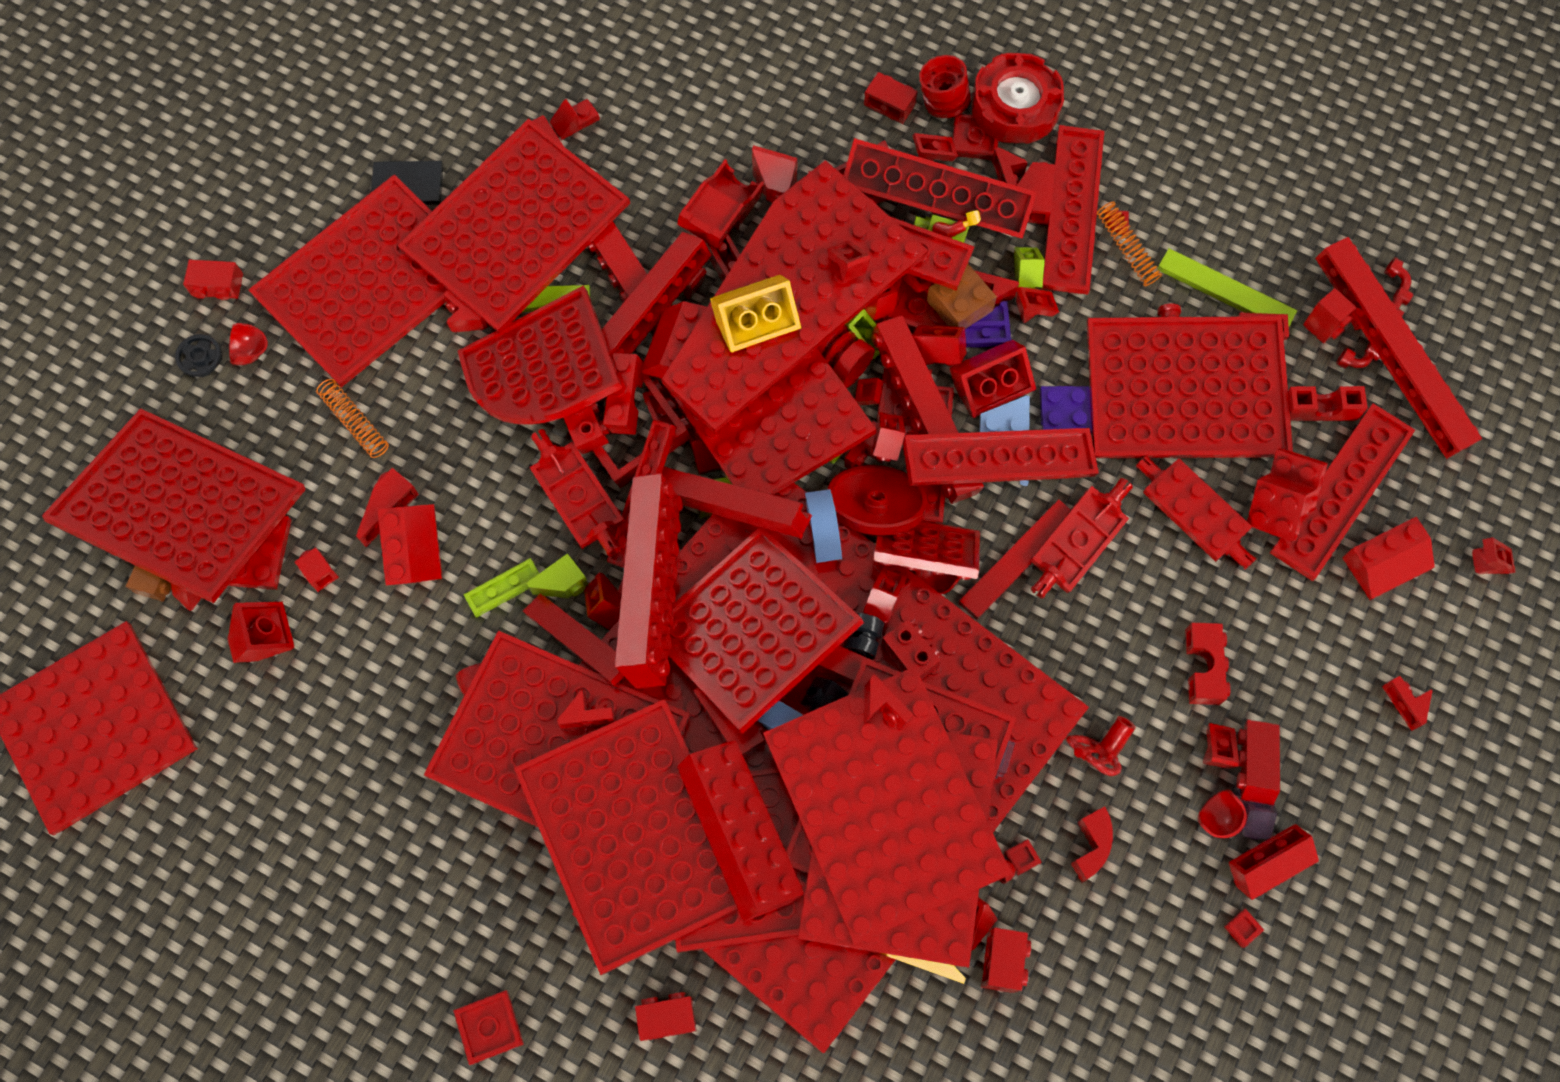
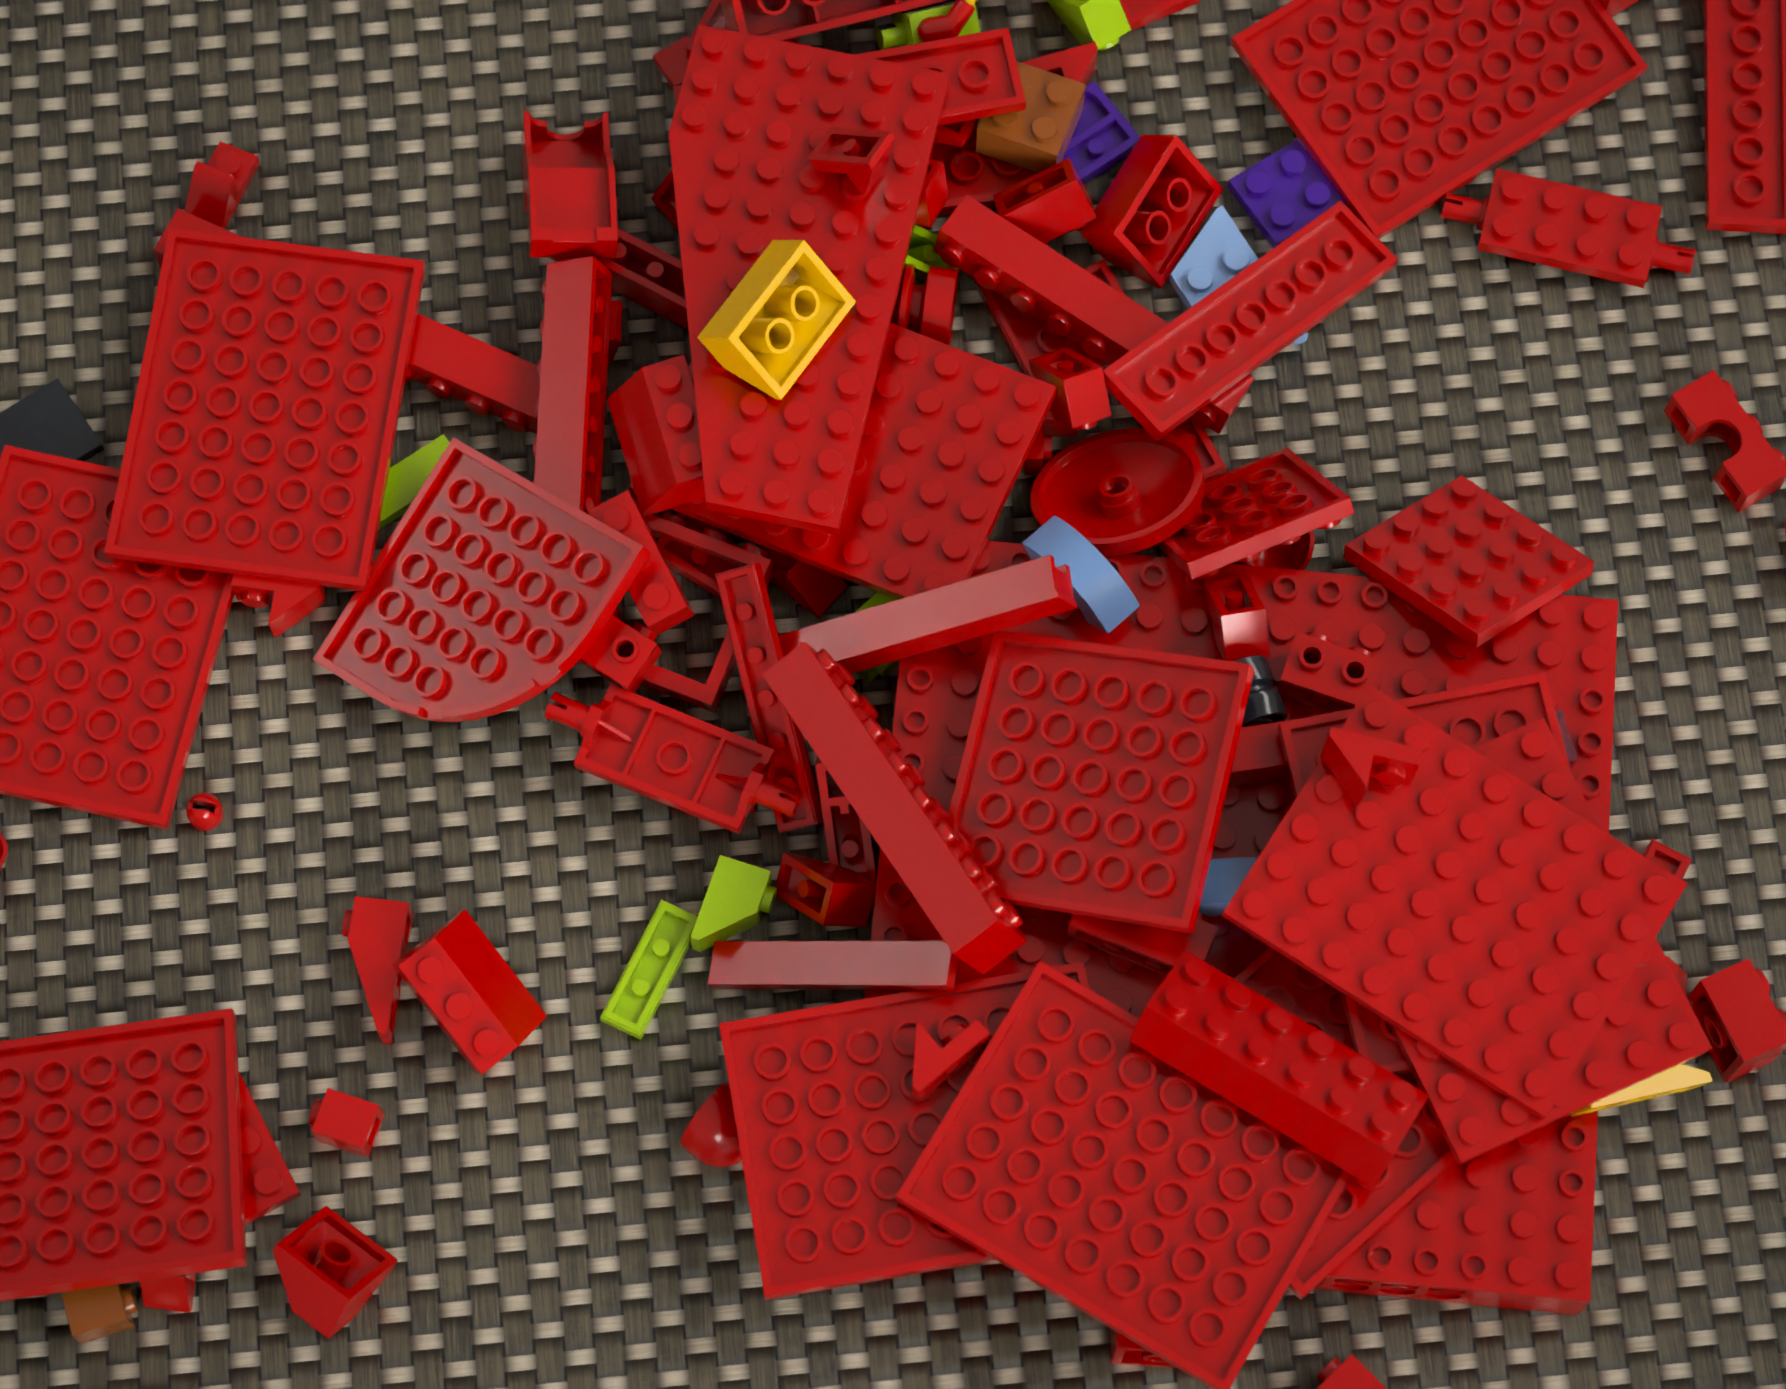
camera: 35 degrees left, 0 degrees up
(355, 422) = (282, 876): orange piece -> none
(359, 393) = (204, 819): none -> red hinge
(775, 169) = (614, 85): red slope -> none
(822, 693) = (1254, 815): black brick -> none
(869, 391) = (987, 337): red plate -> none
(1012, 564) = (1370, 442): red tile -> none
(1025, 640) = (1468, 560): none -> red plate
(1035, 302) = (1135, 60): red slope -> none
(1080, 538) = (1437, 370): red plate -> none
(1099, 834) = (1744, 770): red brick -> none
(1108, 748) = (1674, 644): red piece -> none
(1286, 494) = (1680, 130): red bracket -> none

